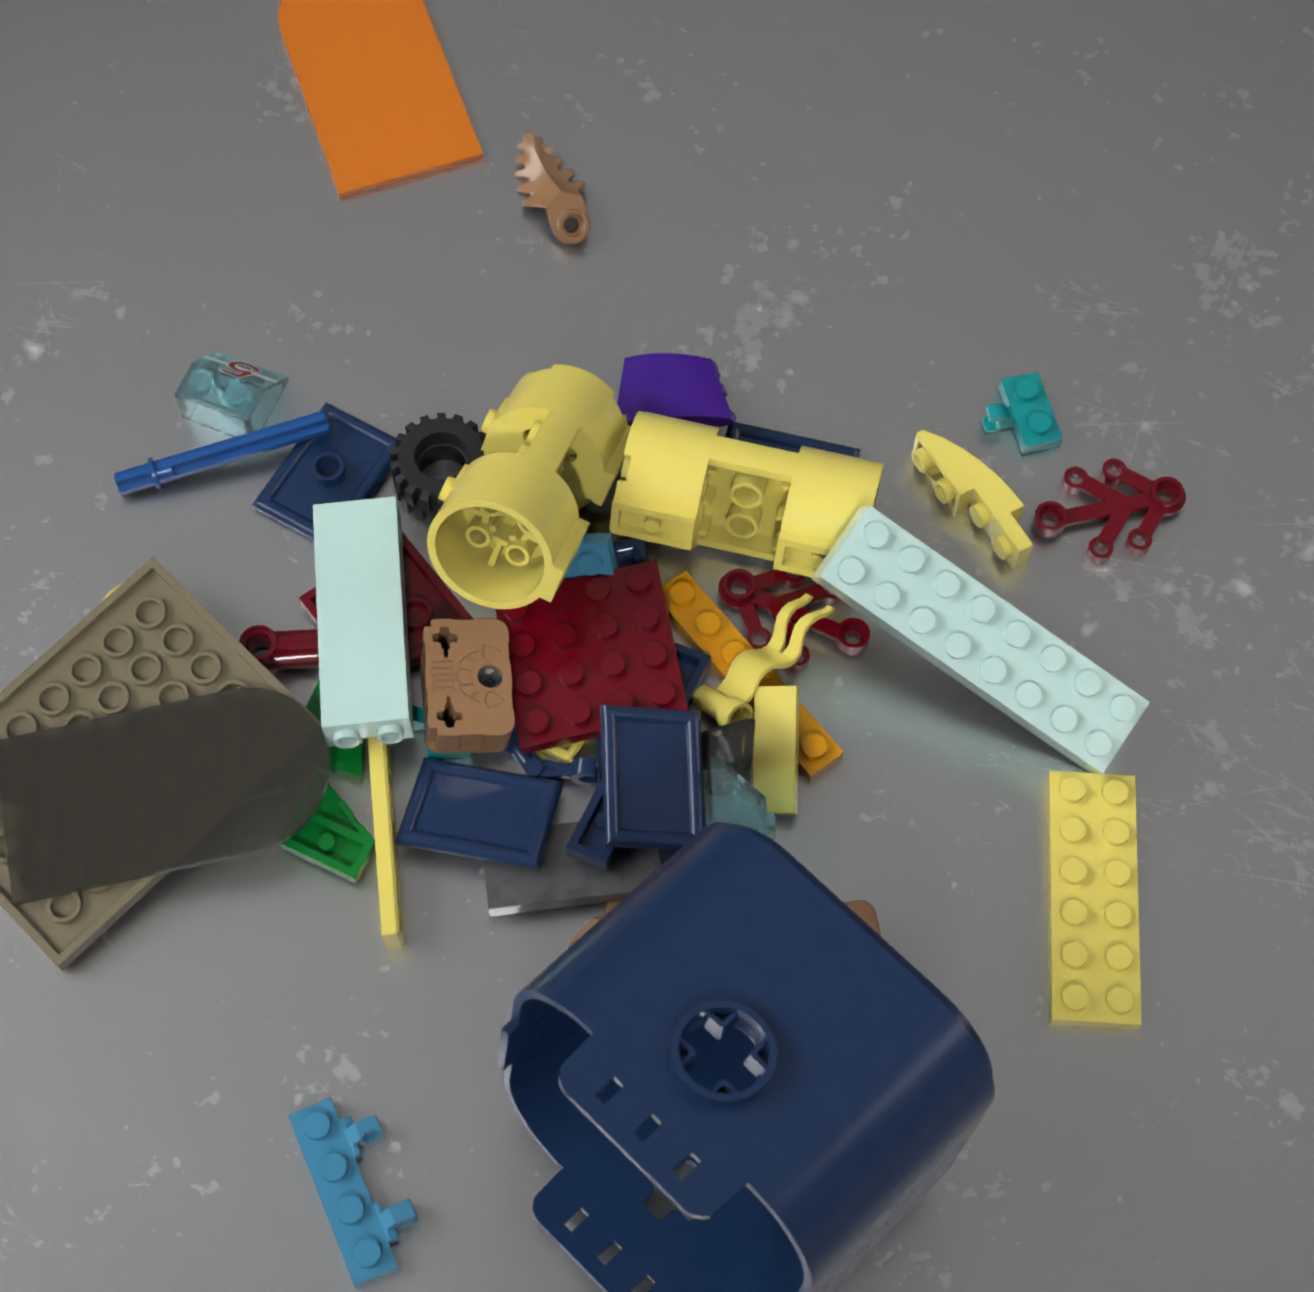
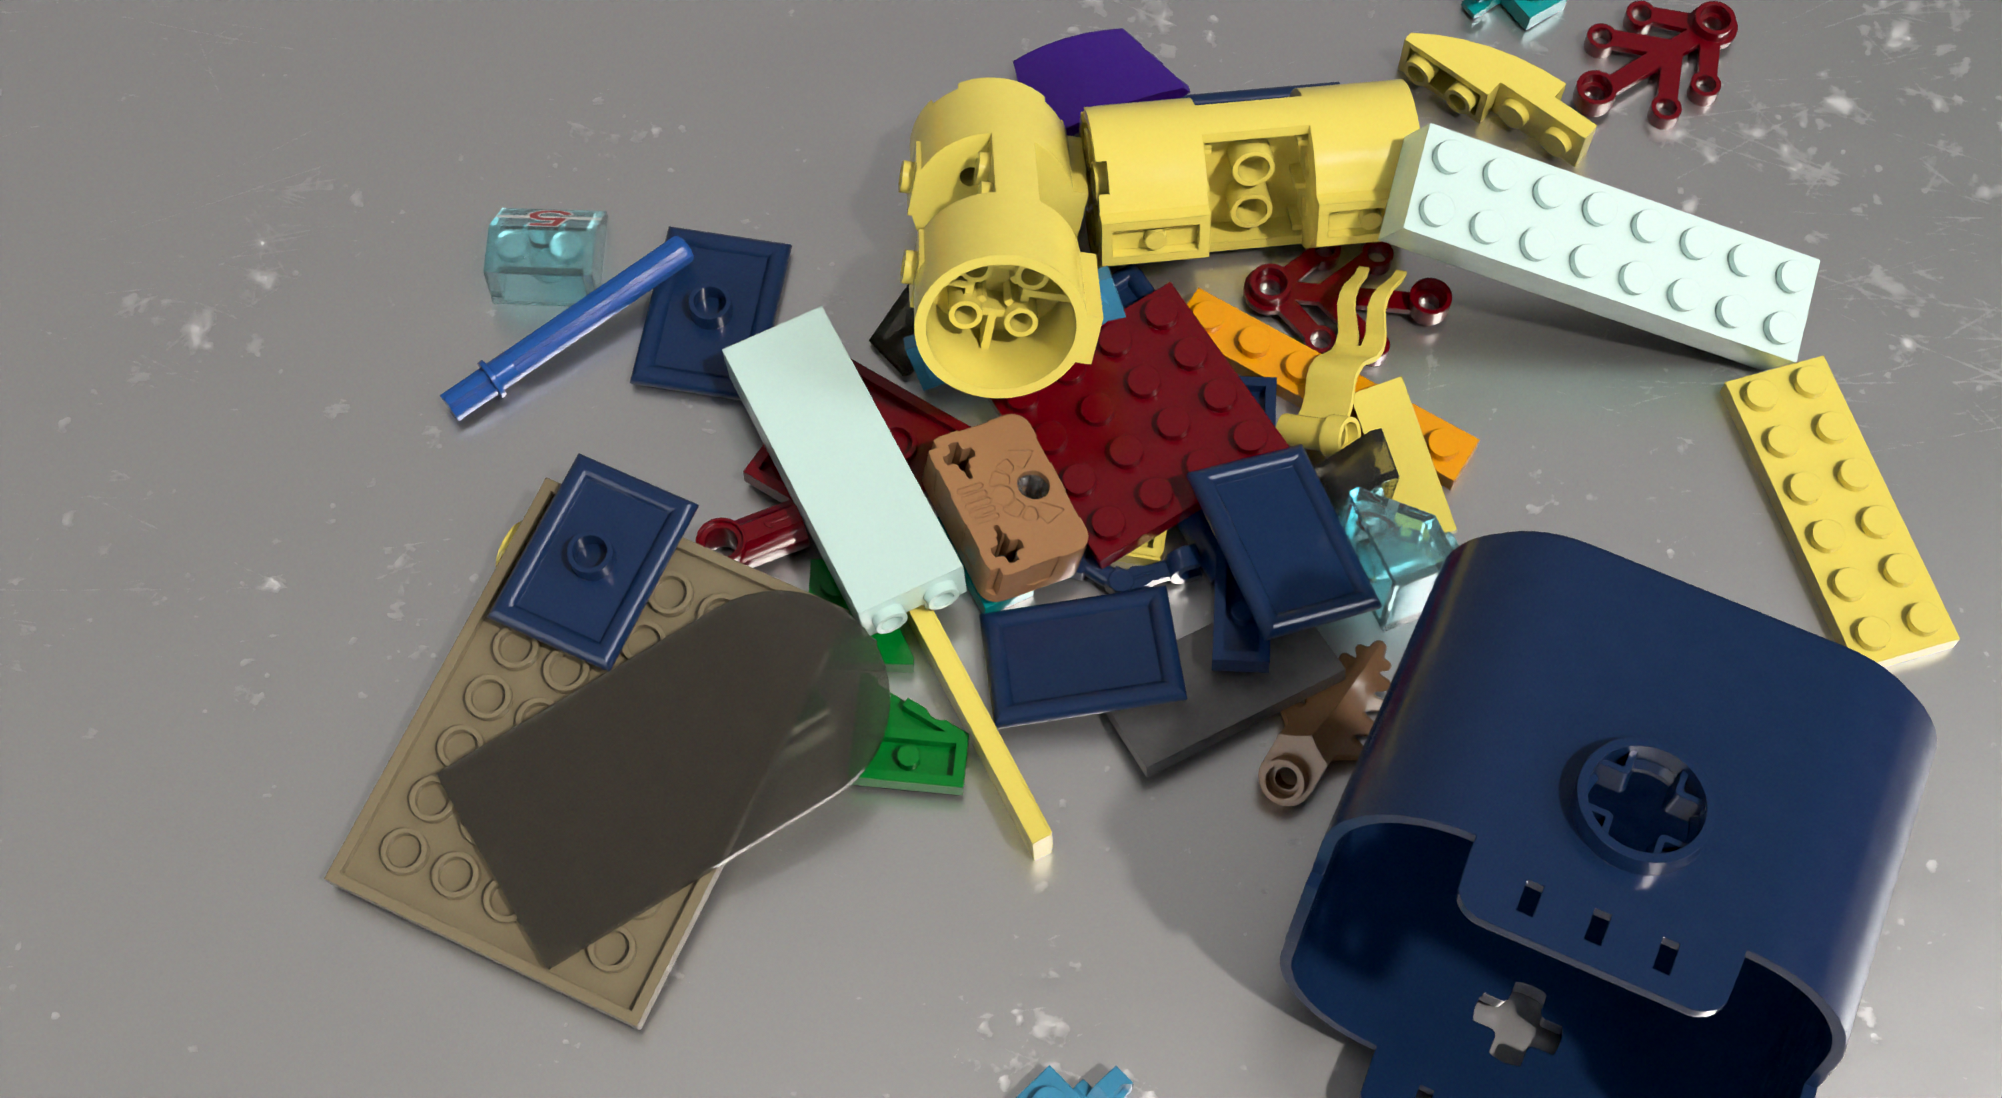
camera: 20 degrees left, 0 degrees up
(158, 628) = (593, 562): none -> dark blue piece
(423, 445) = (841, 225): black tyre -> none

